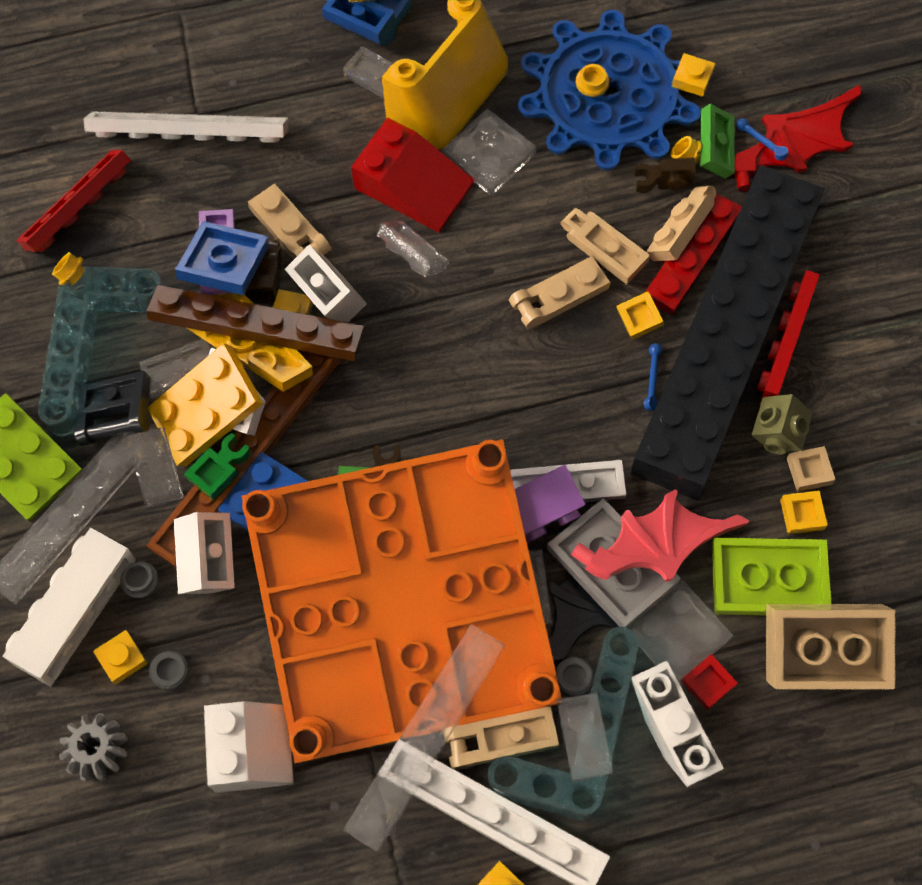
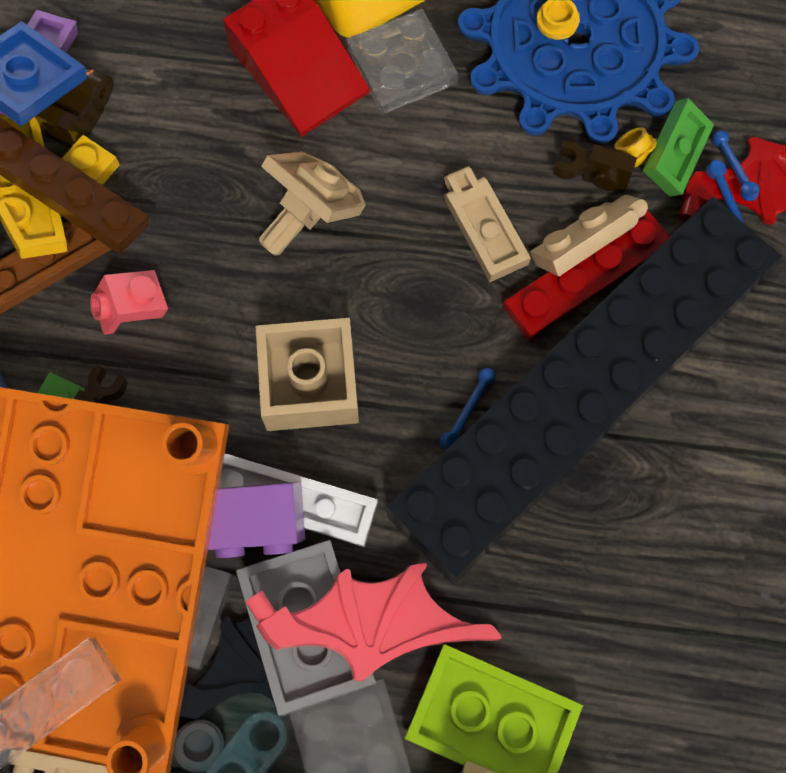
camera: 20 degrees right, 5 degrees up
(286, 222) = (131, 64): tan plate -> none
(325, 285) = (130, 151): white brick -> none
(370, 393) = (127, 299): none -> coral bracket
(411, 246) = (252, 137): clear plate -> none
(474, 264) = (313, 193): none -> tan piece
(532, 393) = (306, 374): none -> tan brick
(560, 292) = (405, 262): tan plate -> none
(640, 315) = (485, 327): yellow plate -> none
(693, 74) = (684, 55): yellow plate -> none
(751, 147) = (716, 171): none -> blue hinge
(782, 424) = (594, 534): olive brick -> none
(791, 325) = (638, 439): red plate -> none
(803, 512) = (572, 656): yellow plate -> none
(810, 469) = (606, 604): tan plate -> none

